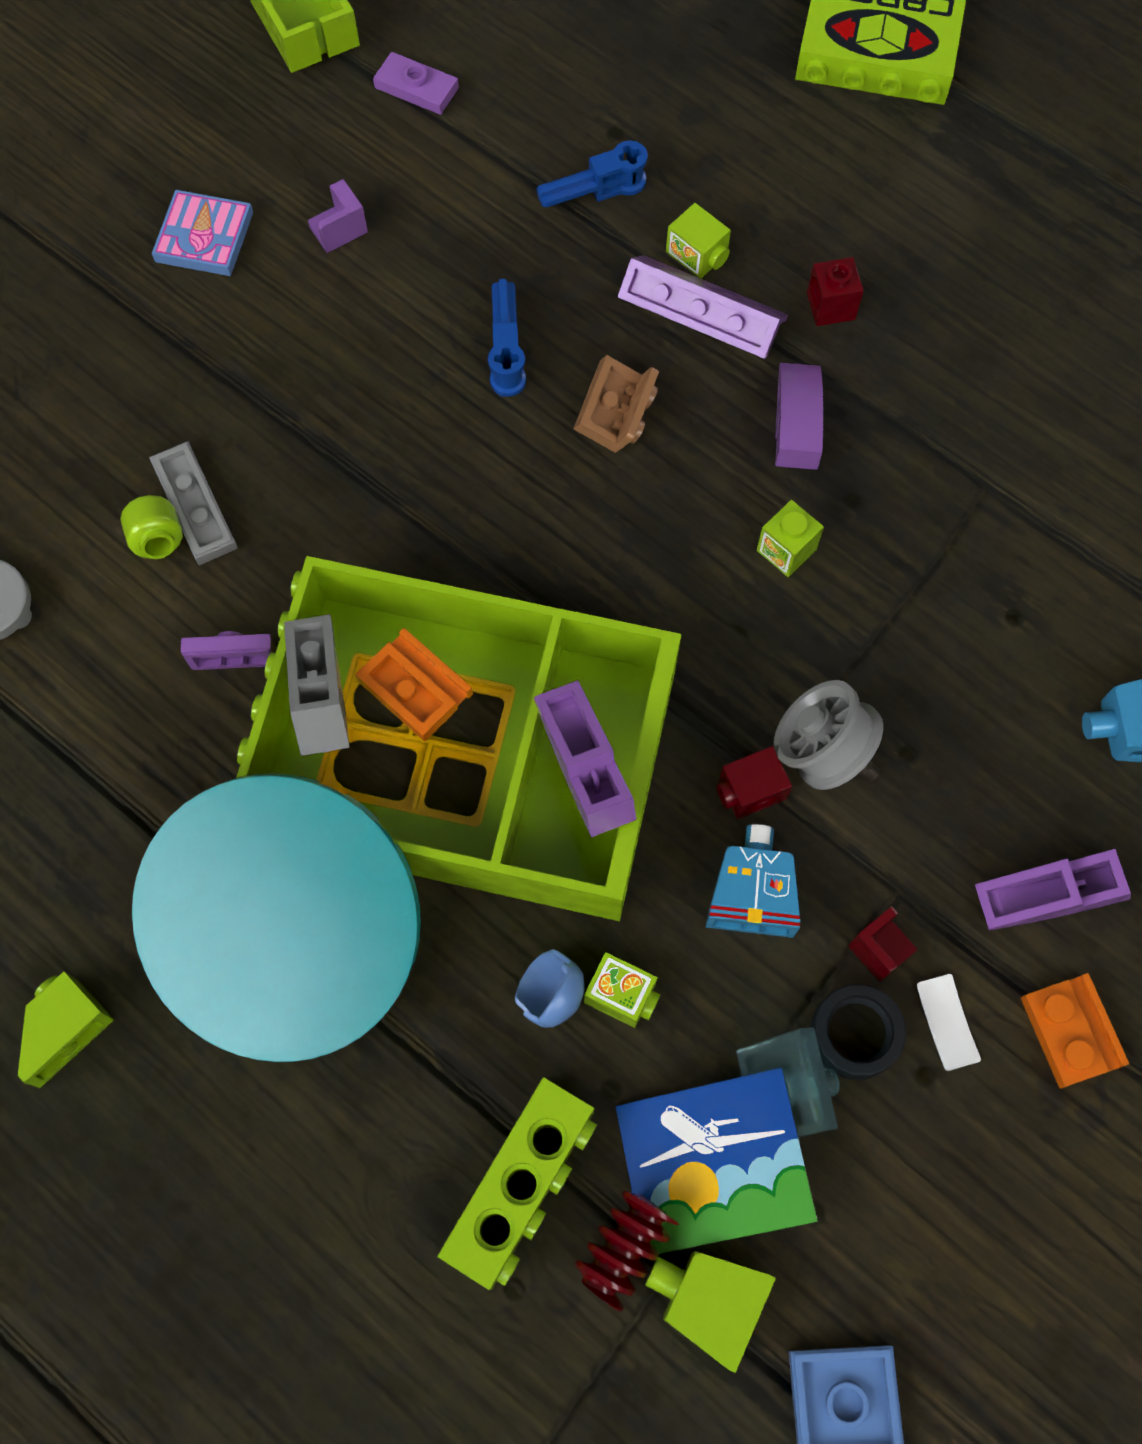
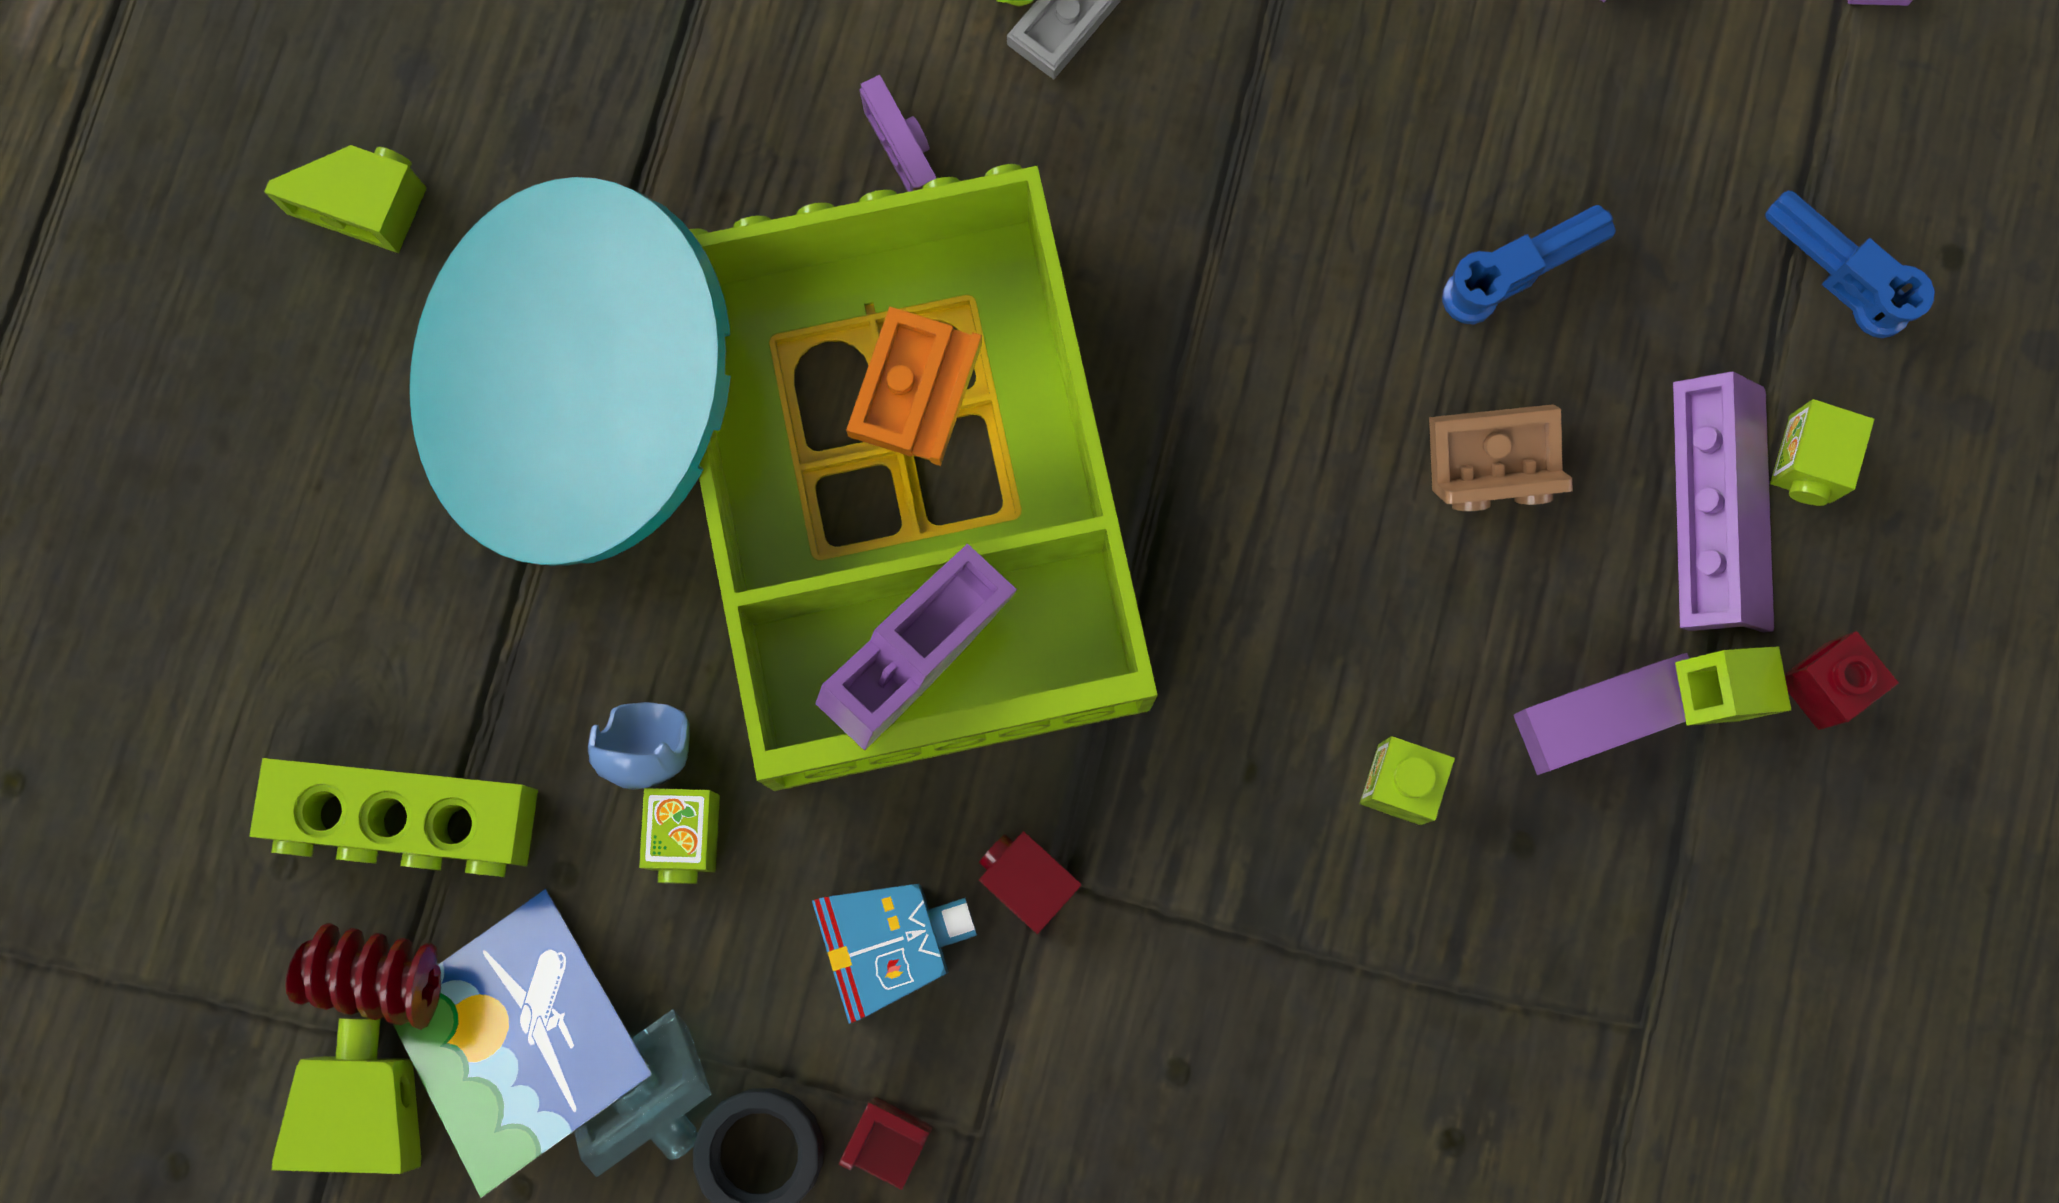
camera: 65 degrees right, 10 degrees up
(315, 685) = (854, 264): light grey slope -> none
(813, 343) = (1733, 685): none -> lime brick
(830, 736) = (1129, 954): light grey wheel -> none

